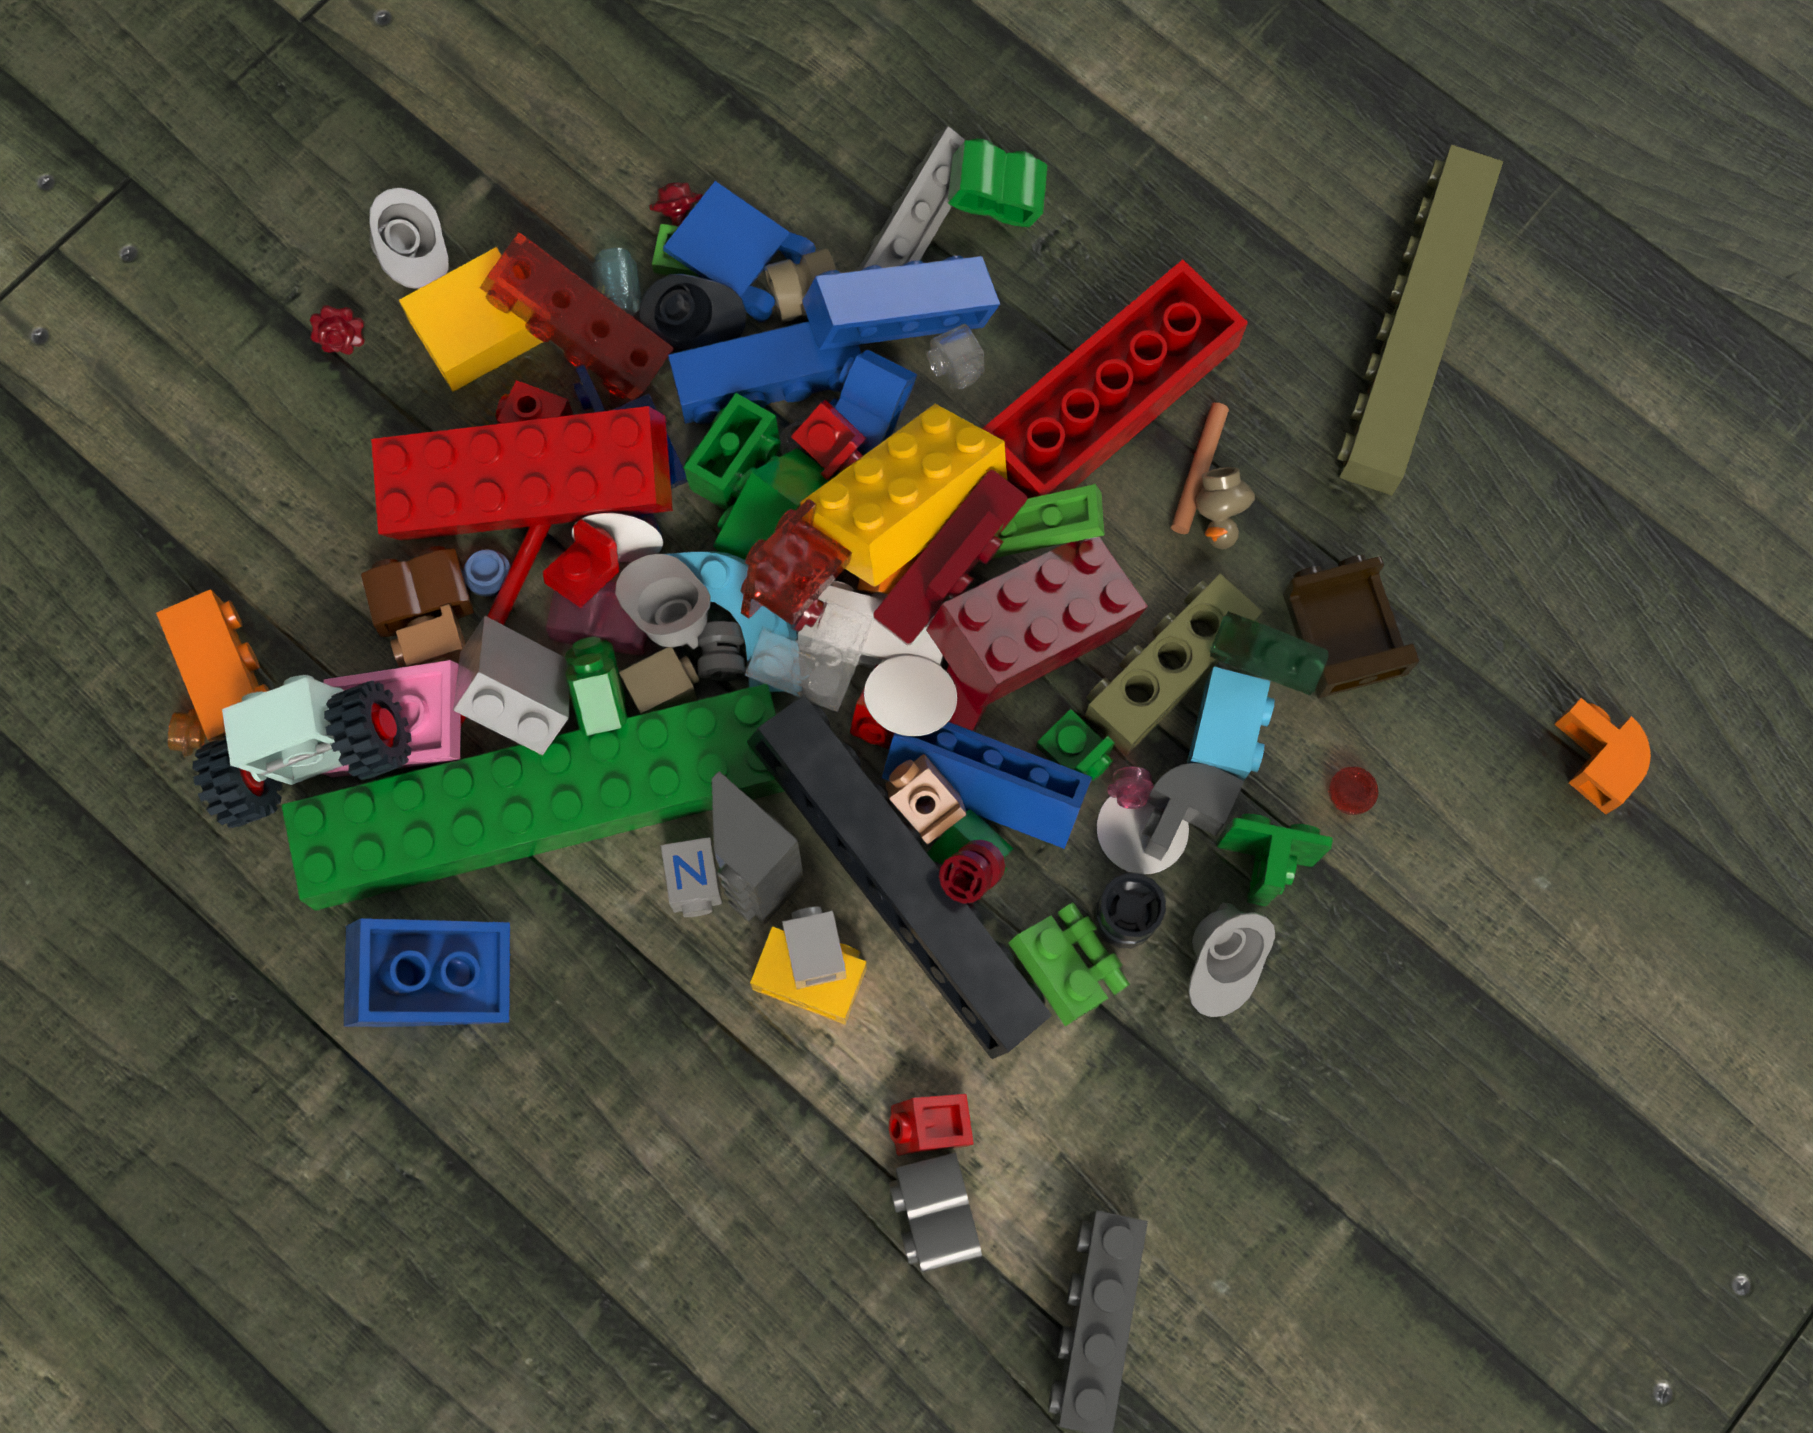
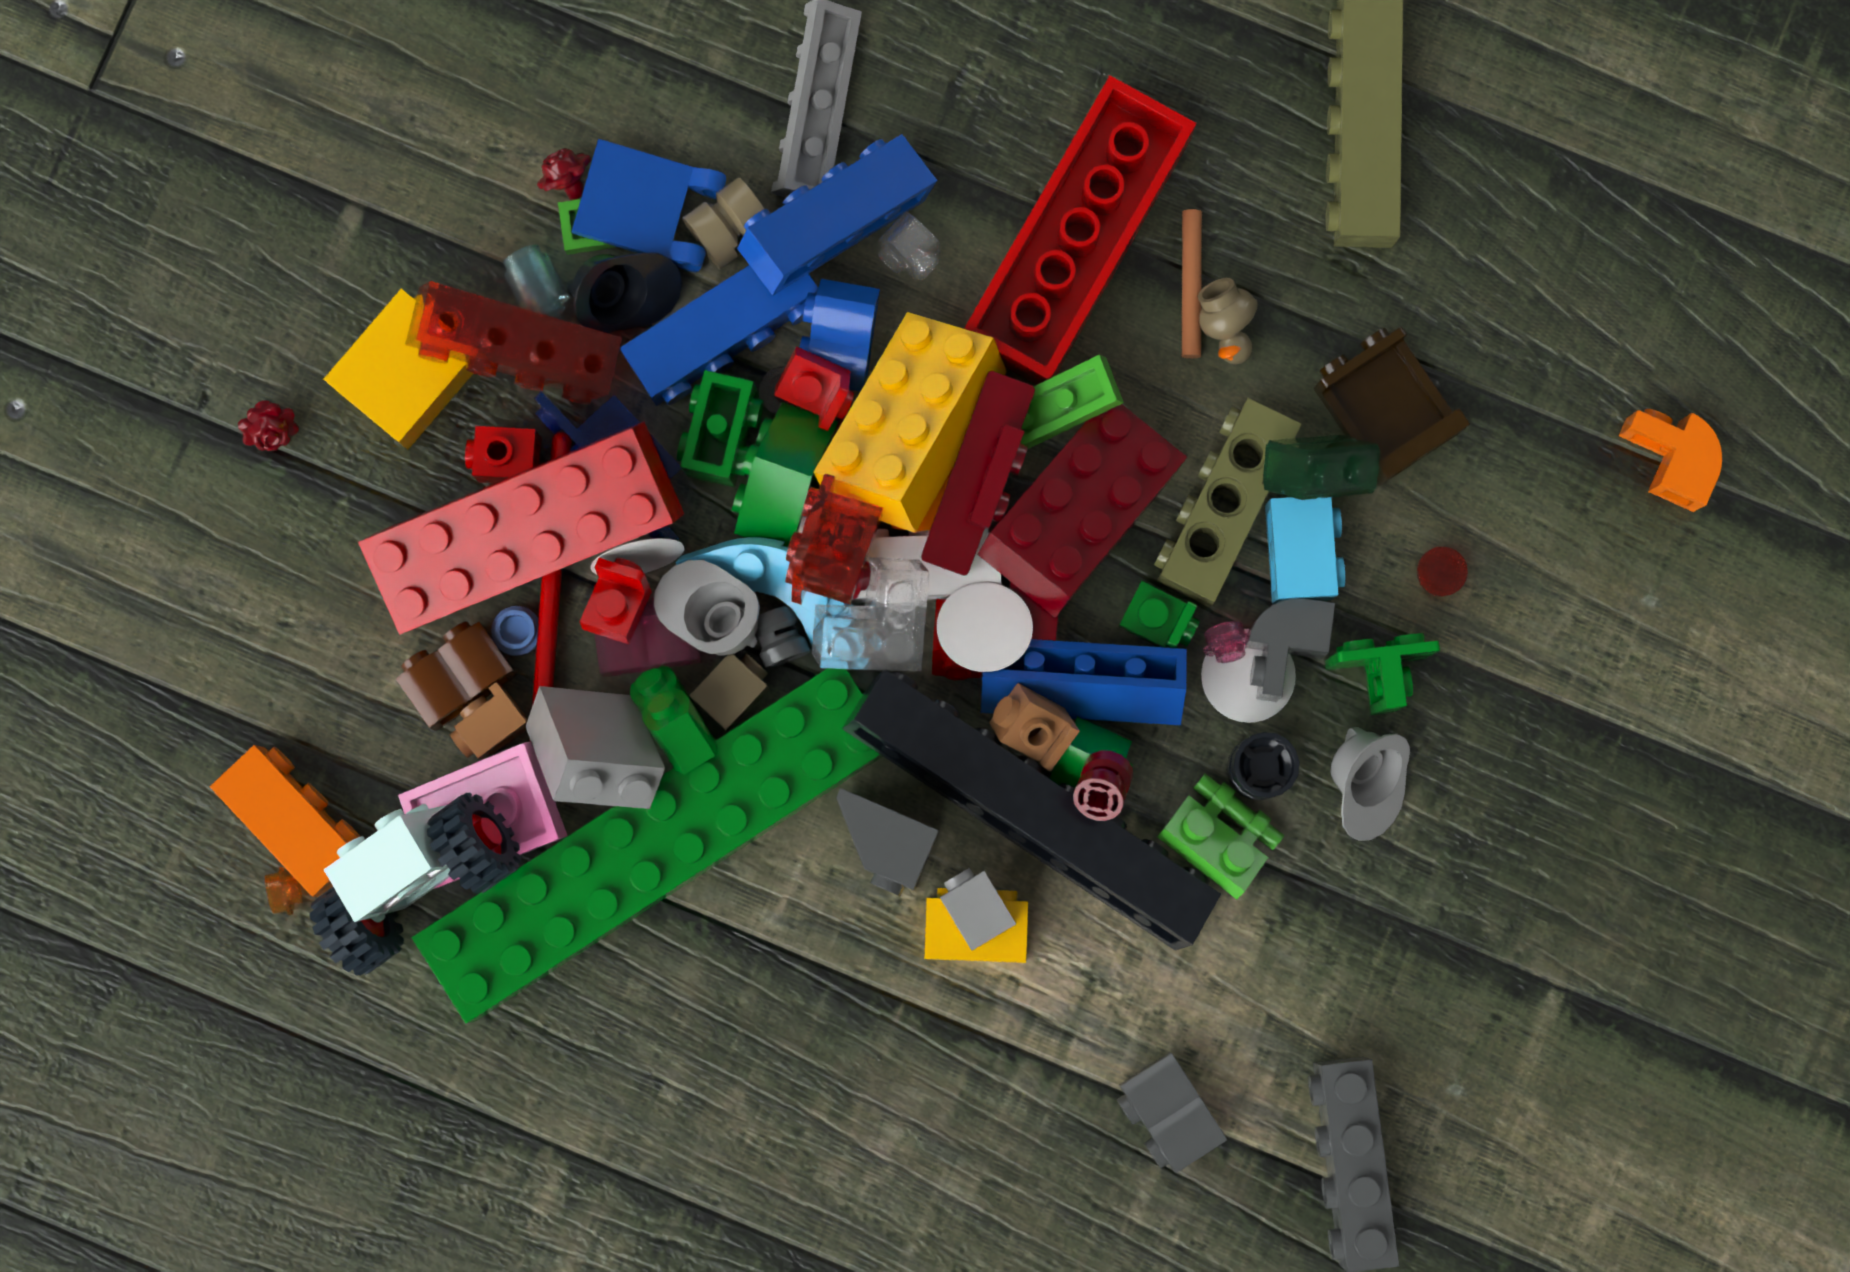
camera: 15 degrees left, 10 degrees up
(407, 238) = (306, 308): light grey piece -> none
(426, 973) = (608, 1049): blue slope -> none
(691, 876) = (830, 872): light grey brick -> none
(930, 1124) = (1138, 1032): red bracket -> none
(997, 183) = (890, 43): green brick -> none

